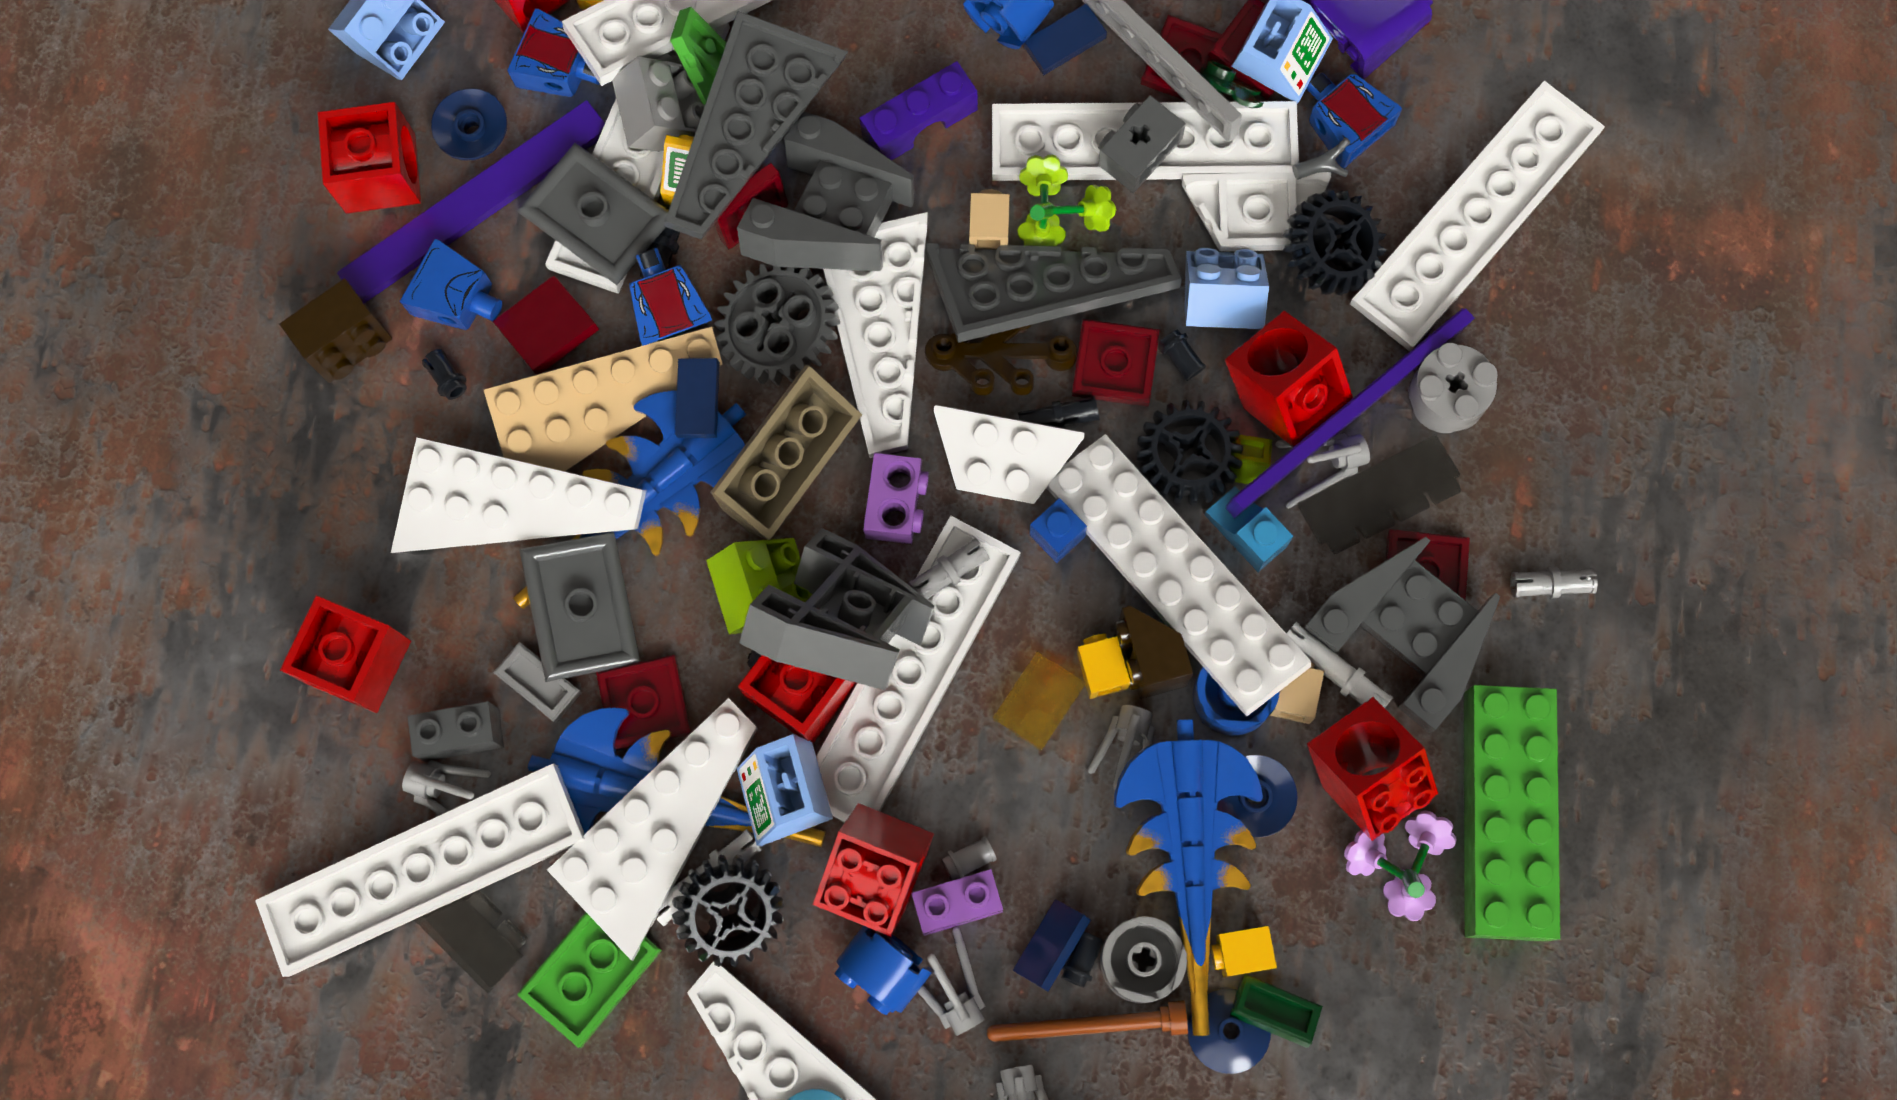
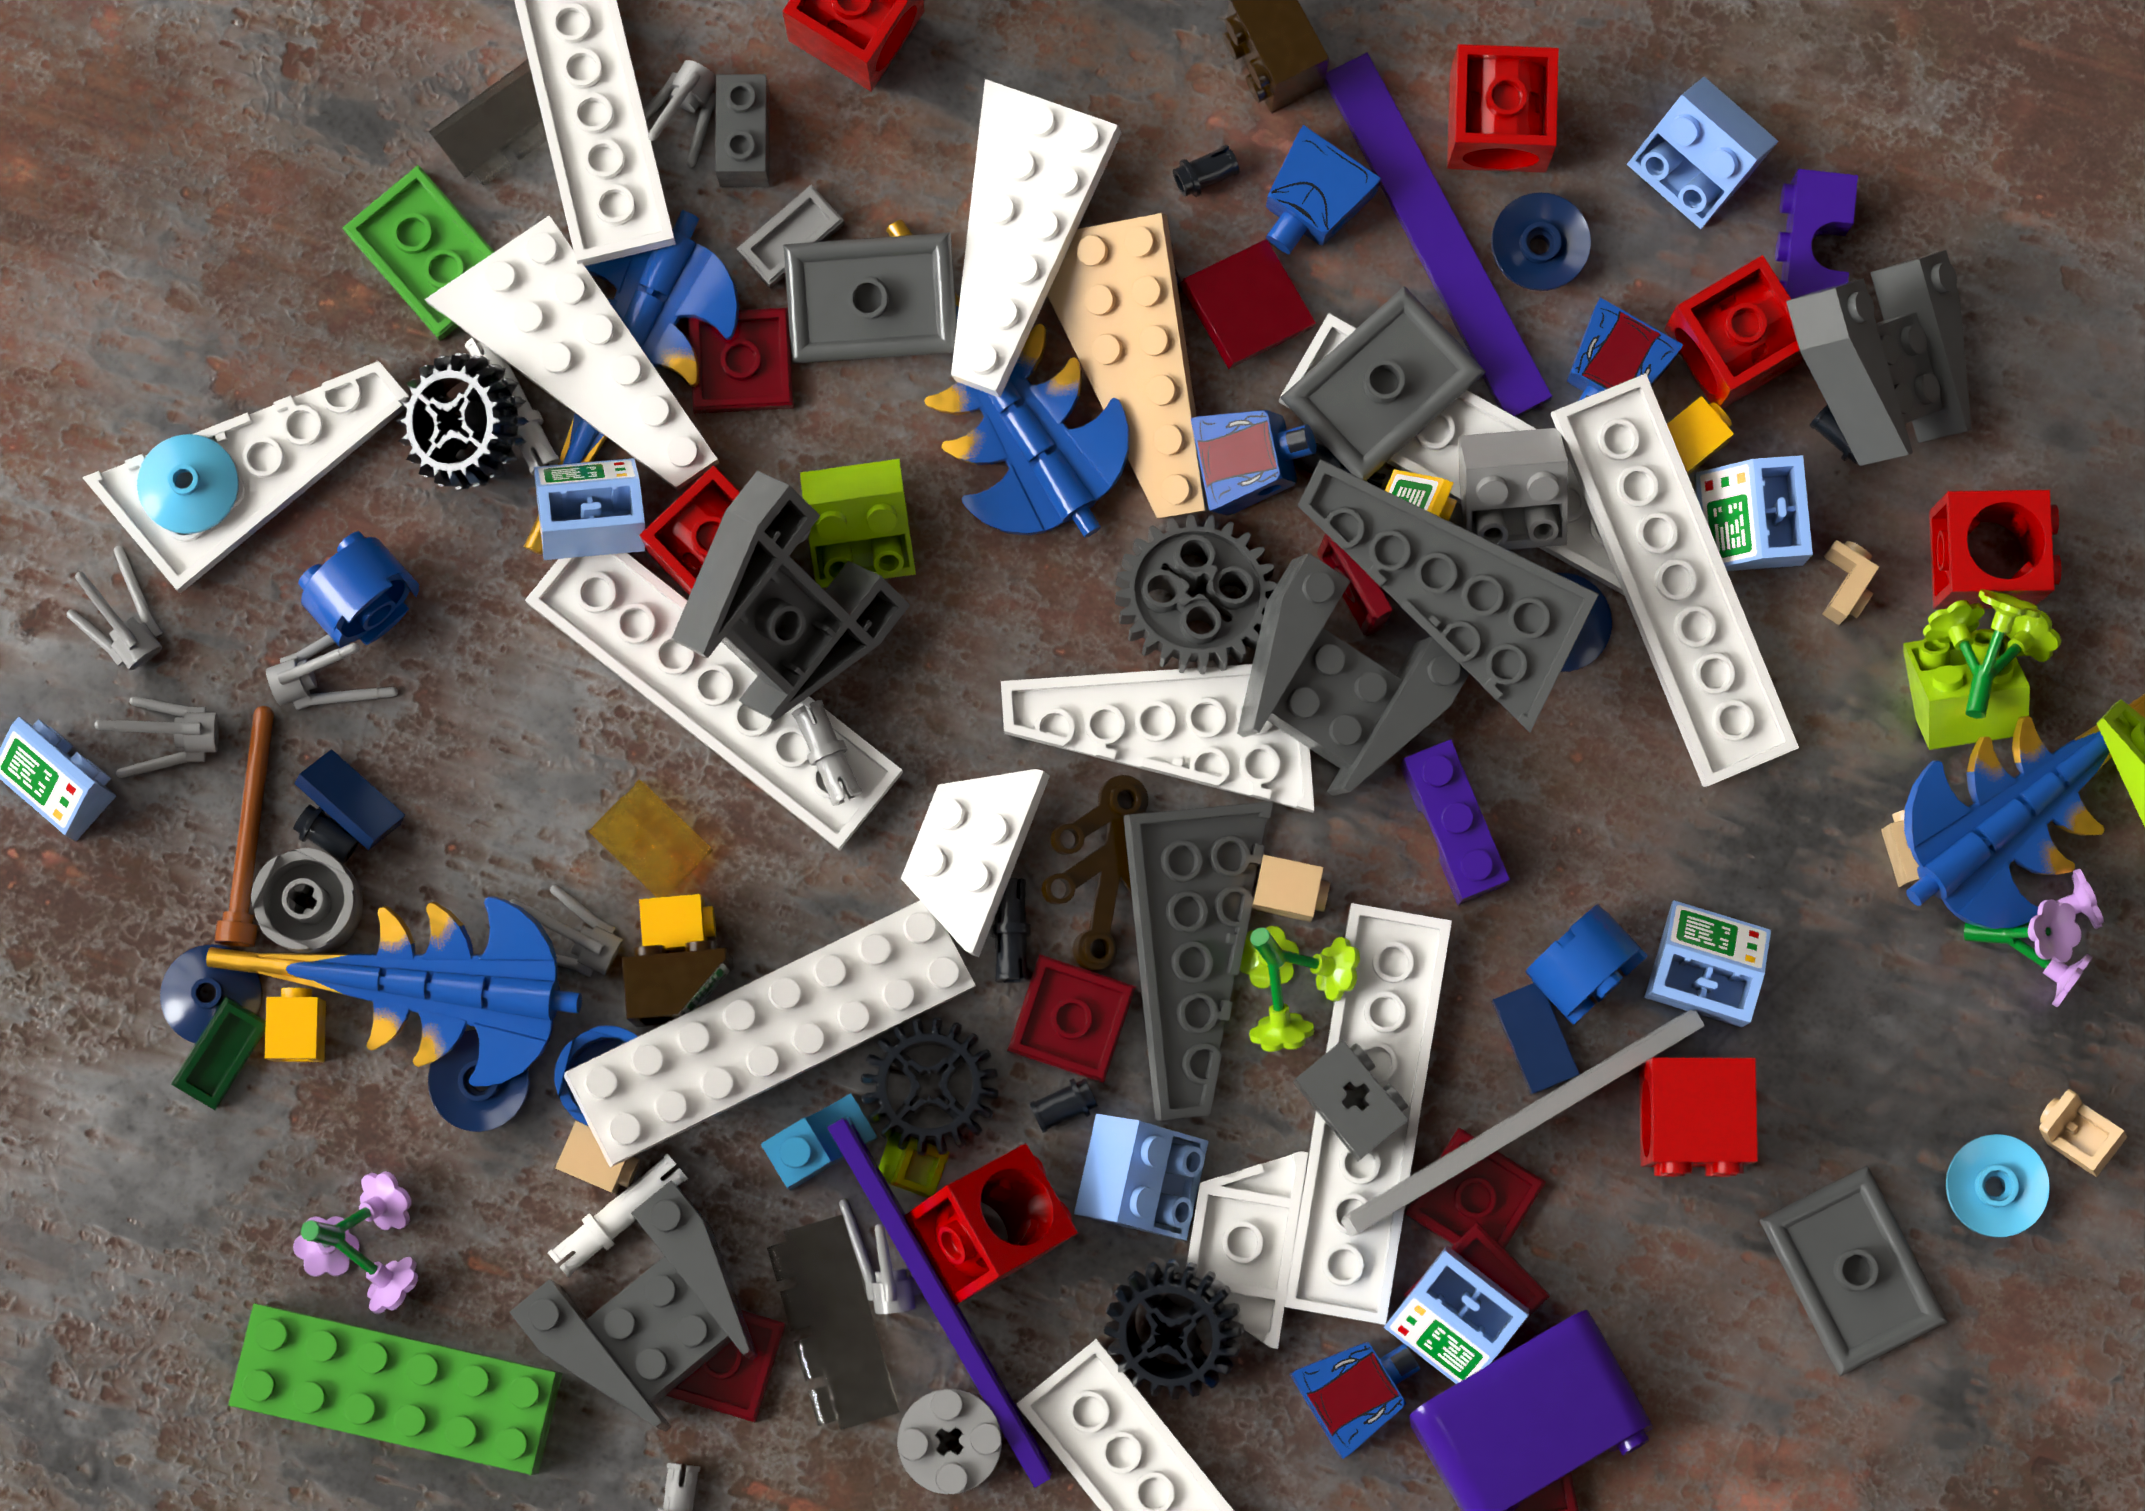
camera: 95 degrees right, 5 degrees up
(697, 398) = (1107, 476): dark blue tile -> none
(698, 50) = (1572, 544): bright green wing -> none
(785, 454) = (1009, 575): dark tan slope -> none
(873, 869) = (472, 597): red brick -> none
(887, 498) = (942, 692): medium lavender brick -> none
(957, 902) = (420, 695): medium lavender brick -> none
(968, 858) = (472, 719): light grey pin -> none
(1058, 530) = (857, 899): blue brick -> none
(1223, 80) = (1416, 1237): dark green plate -> none
(1322, 163) = (1287, 1337): dark grey bar -> none
(1368, 741) = (505, 1199): red brick -> none

